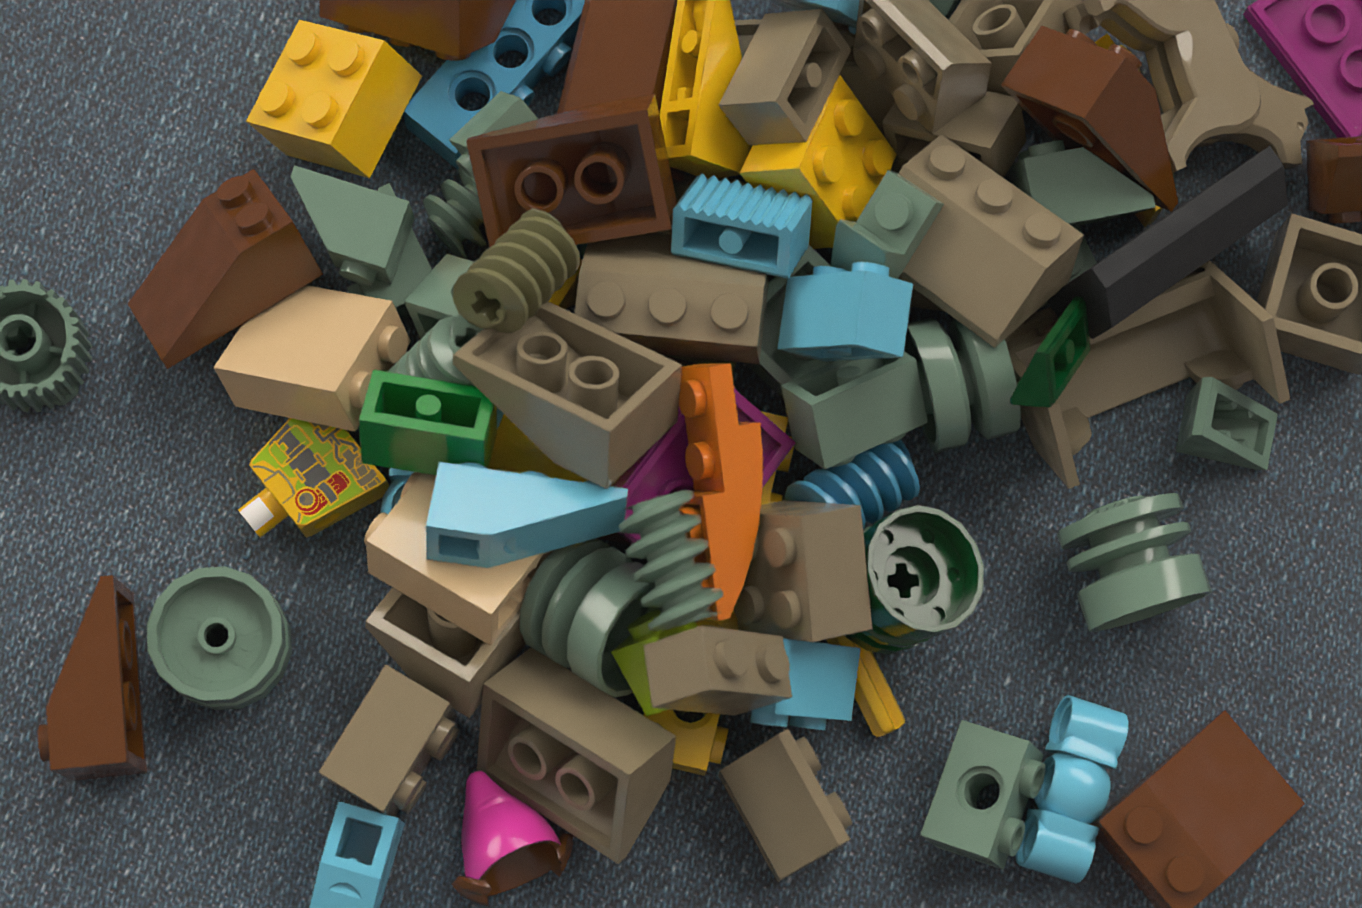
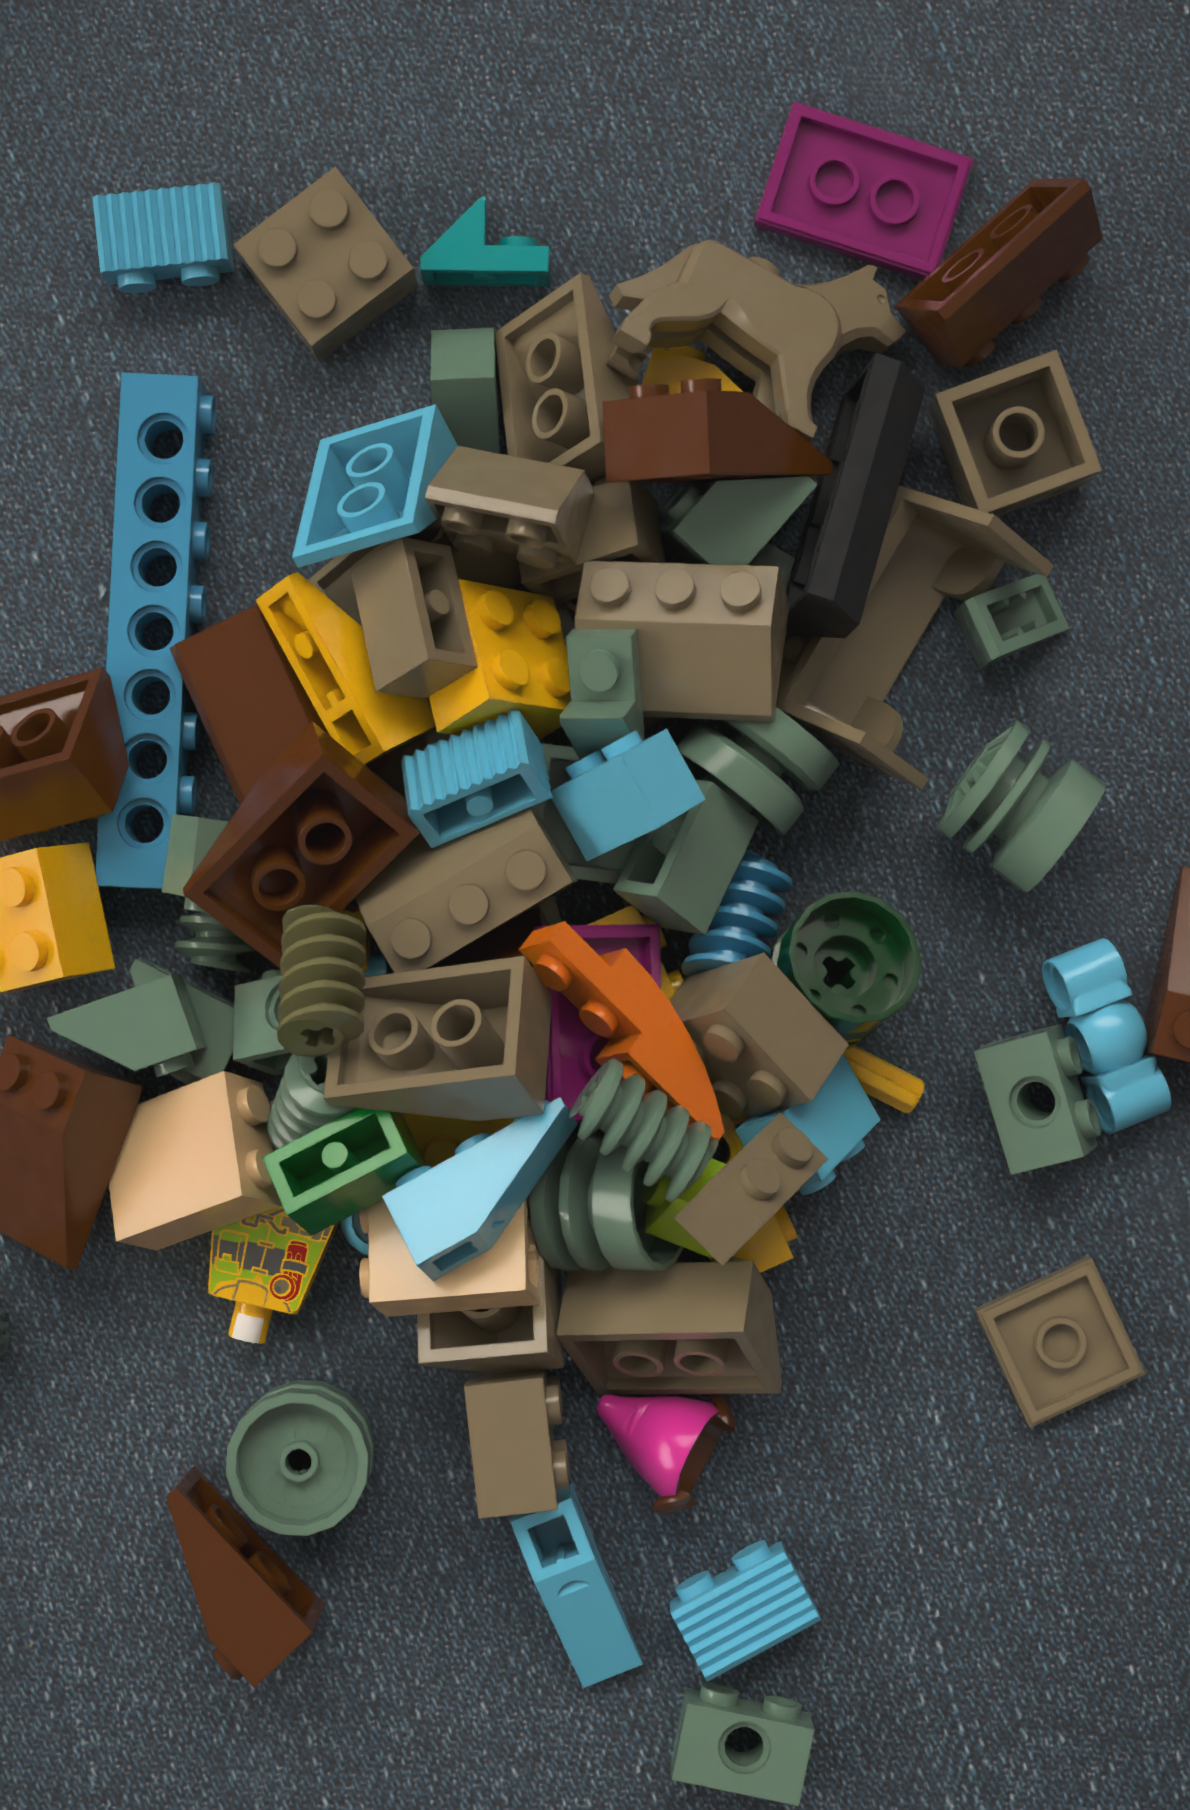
camera: 30 degrees left, 10 degrees up
(785, 804) = (880, 1237): dark tan slope -> none
(1055, 359) = (832, 691): dark green slope -> none

